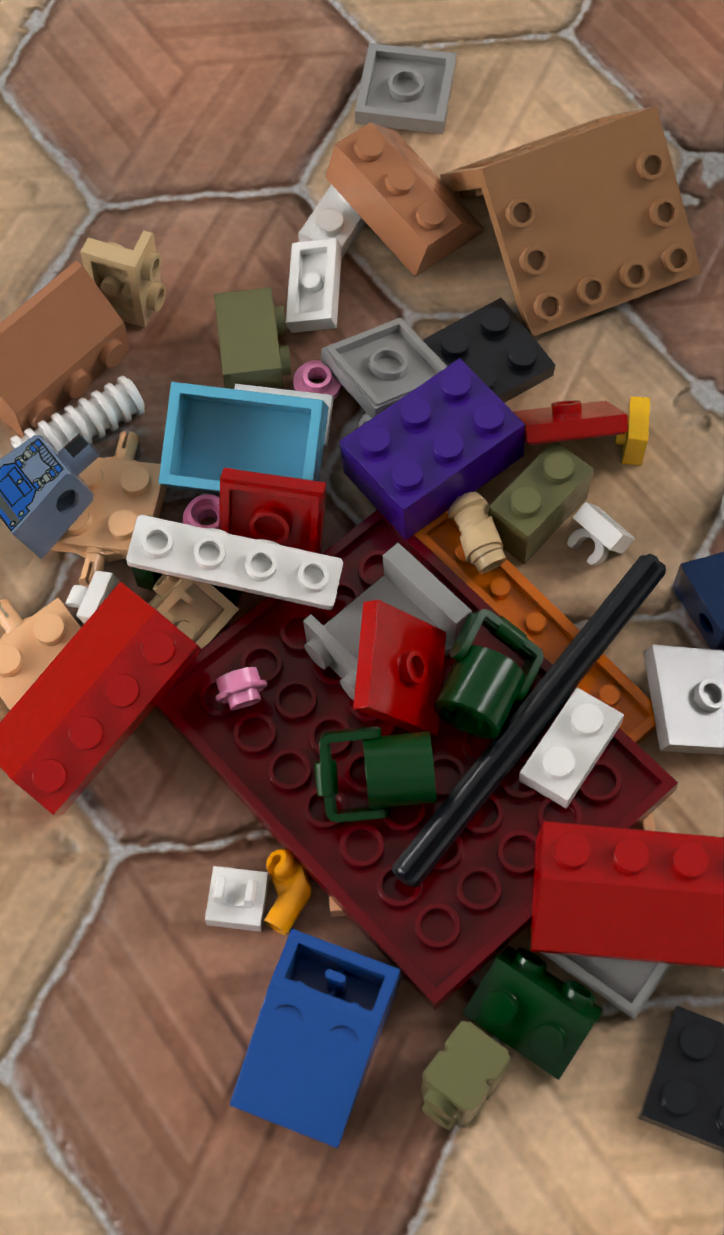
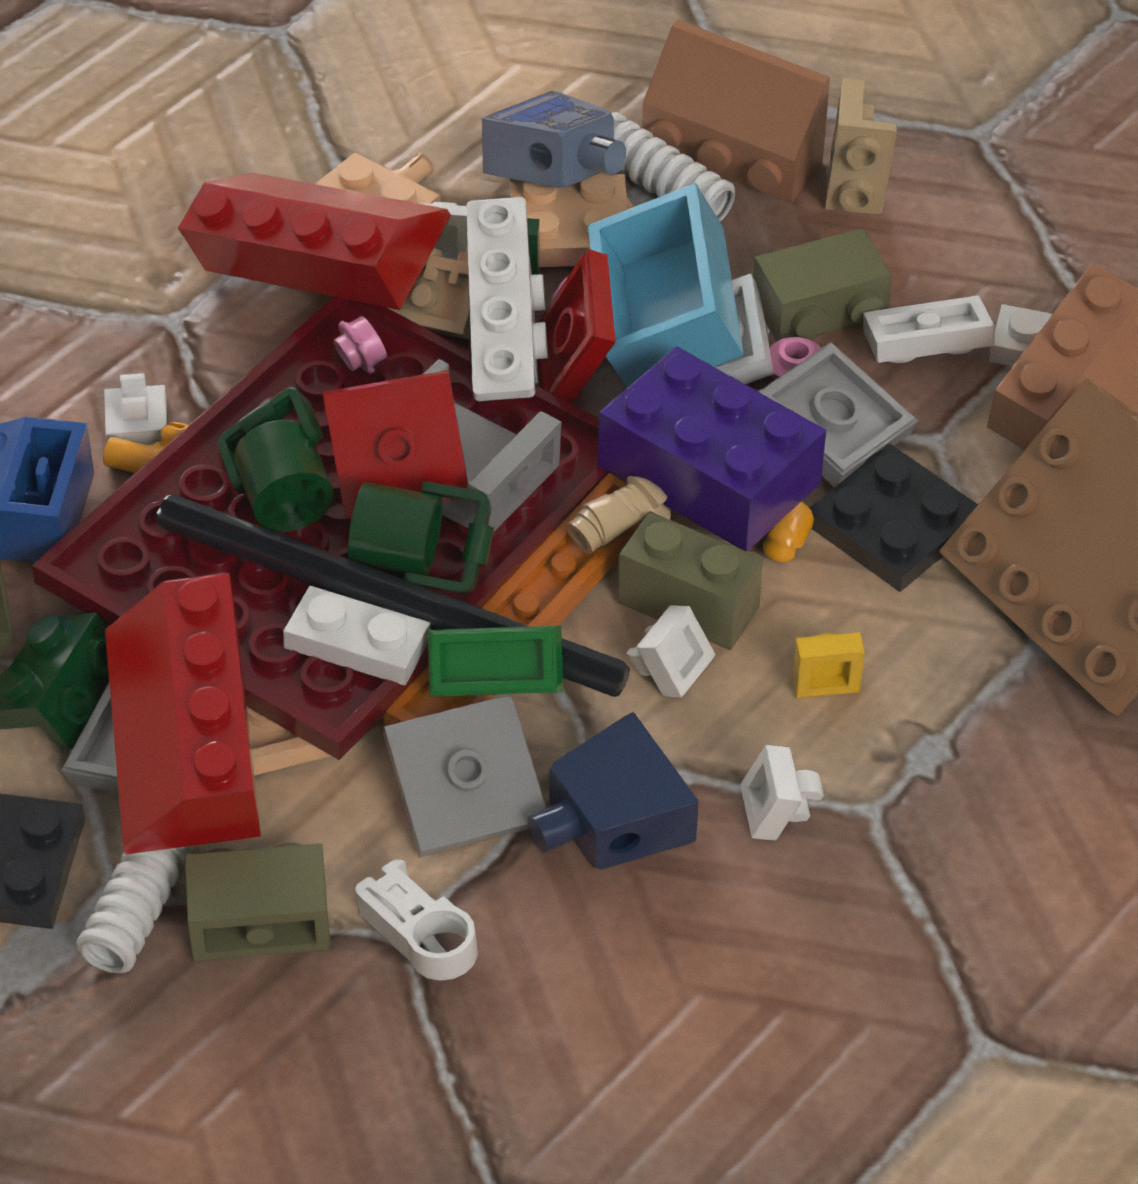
camera: 75 degrees right, 15 degrees down
(572, 421) = (801, 576): red plate -> none
(625, 647) = (495, 661): none -> green tile

